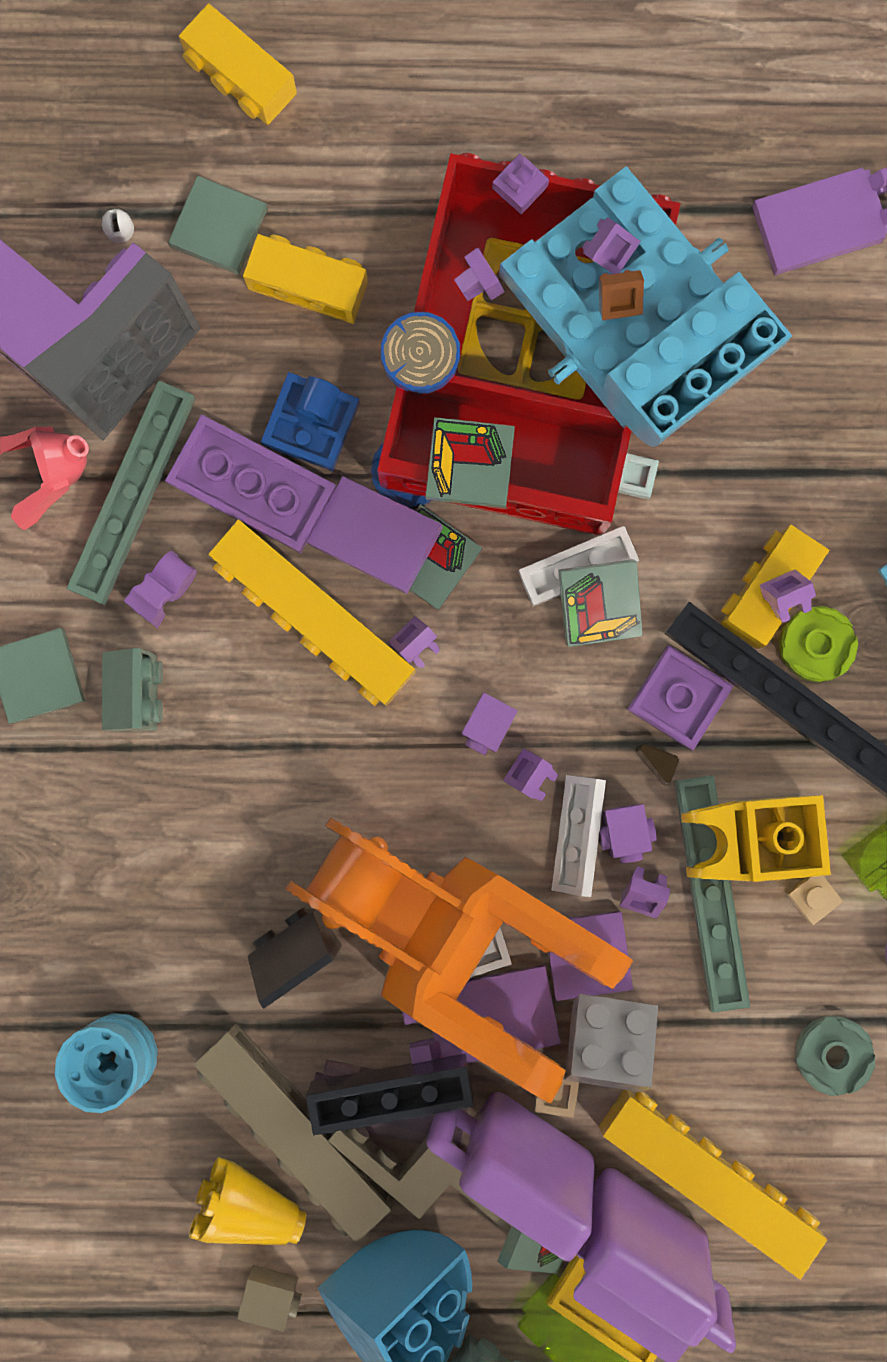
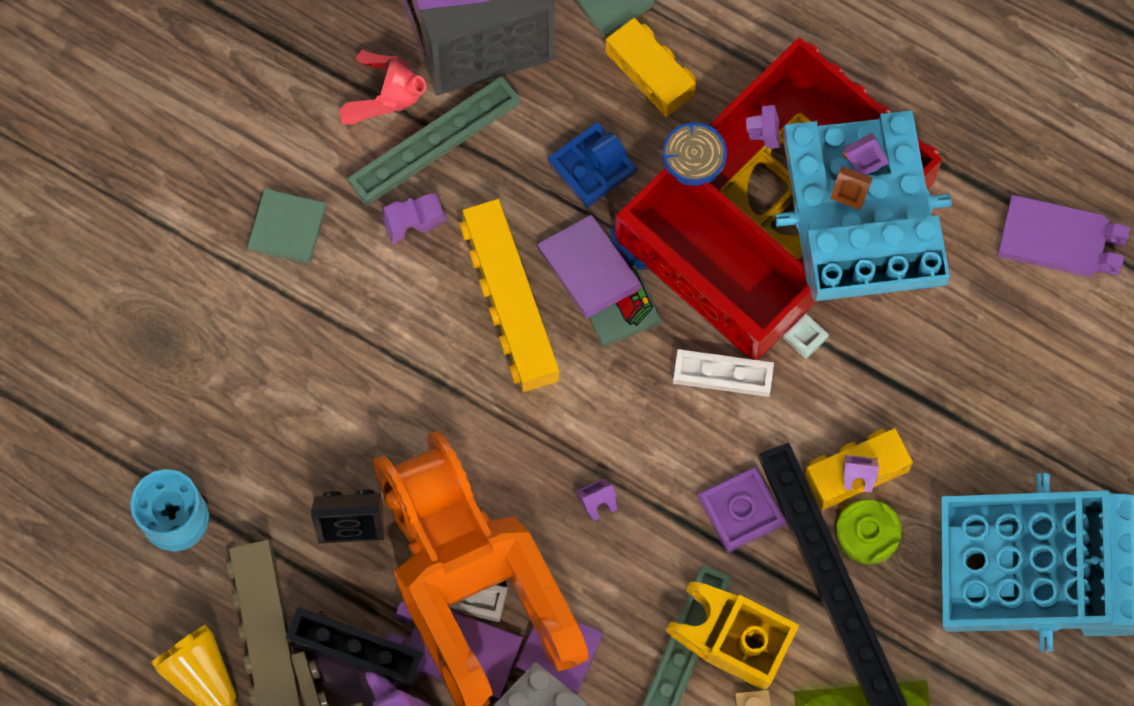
camera: 30 degrees right, 15 degrees down
(131, 690) = (348, 272): sand green slope -> none
(250, 483) = (522, 182): medium lavender plate -> none
(413, 640) = (571, 354): medium lavender tile -> none
(470, 462) = (683, 245): tile -> none
(488, 724) = (588, 443): medium lavender brick -> none
(520, 183) = (834, 83): medium lavender tile -> none
(578, 835) = (605, 559): white plate -> none
(600, 602) = (723, 406): tile -> none
(627, 832) = (642, 577): medium lavender brick -> none
(645, 896) = (627, 630): medium lavender tile -> none
(659, 762) = (698, 542): dark brown slope -> none

